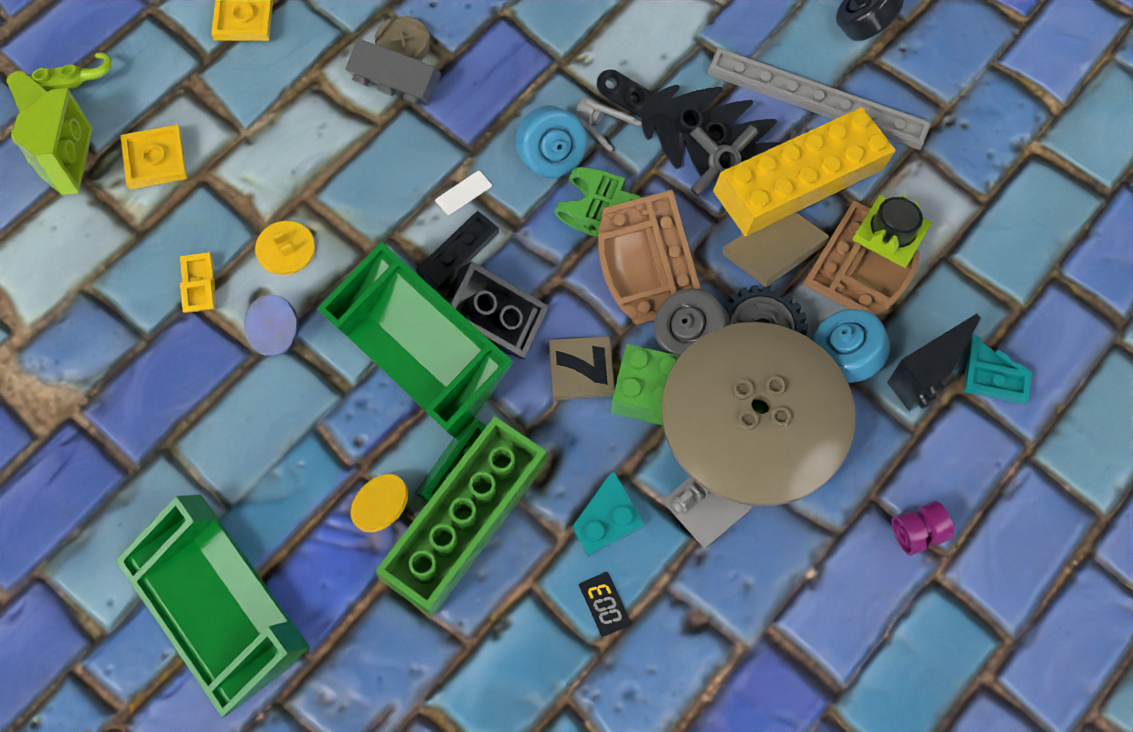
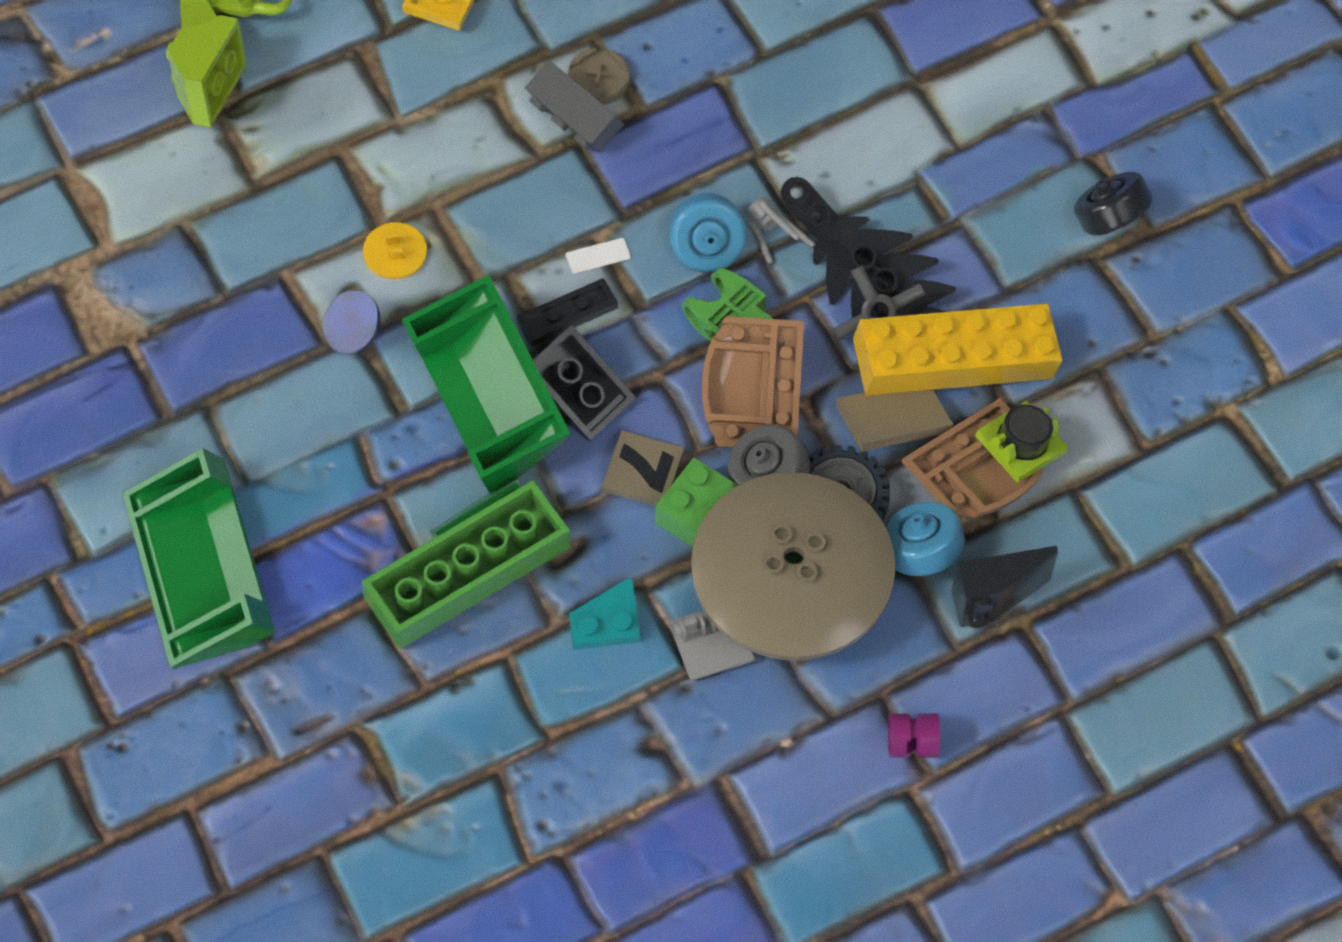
camera: 20 degrees right, 5 degrees down
(153, 157) = (297, 115): yellow plate -> none
(197, 282) = (296, 256): yellow slope -> none
(379, 503) = (390, 525): yellow piece -> none
(604, 604) = (571, 698): black sticker -> none
(815, 96) = (1015, 280): light grey tile -> none
(994, 374) = (1063, 620): teal wing -> none

